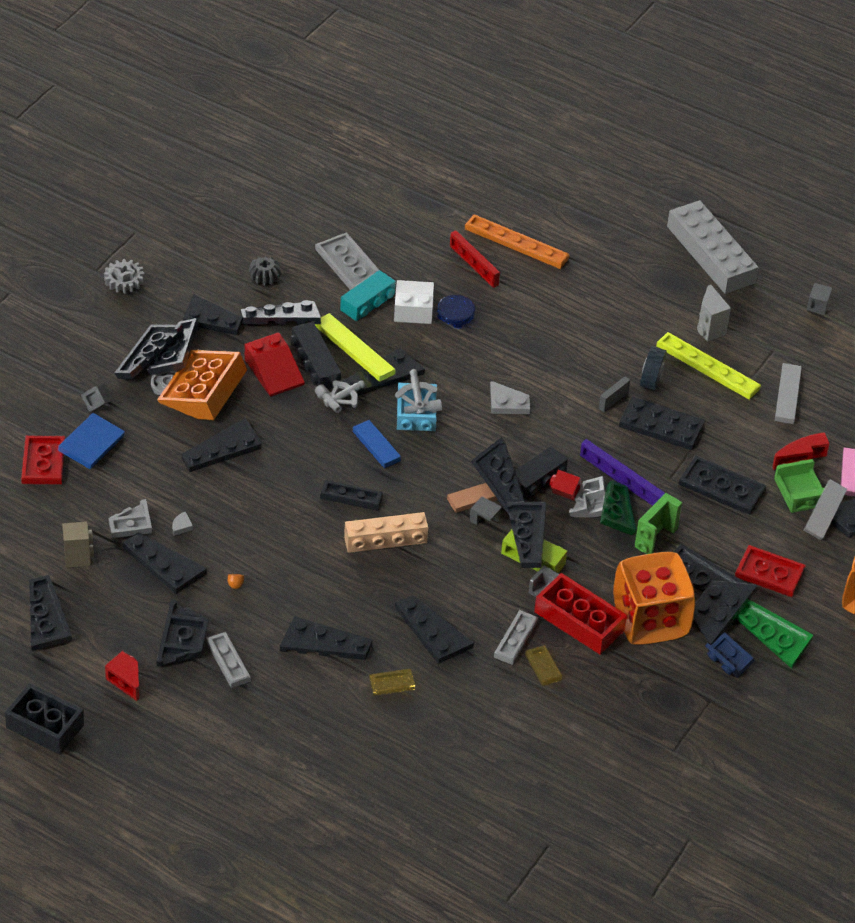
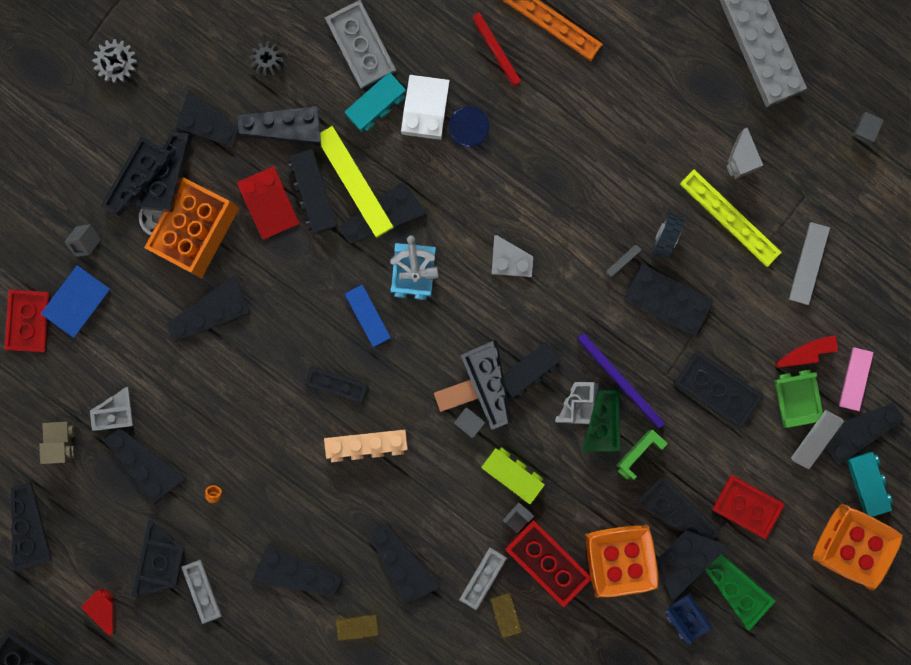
camera: 10 degrees right, 40 degrees up
(182, 524) = (163, 416): light grey tile -> none
(334, 399) = (325, 254): light grey piece -> none
(528, 531) = (508, 459): black wing -> none
(565, 484) = (555, 390): red brick -> none

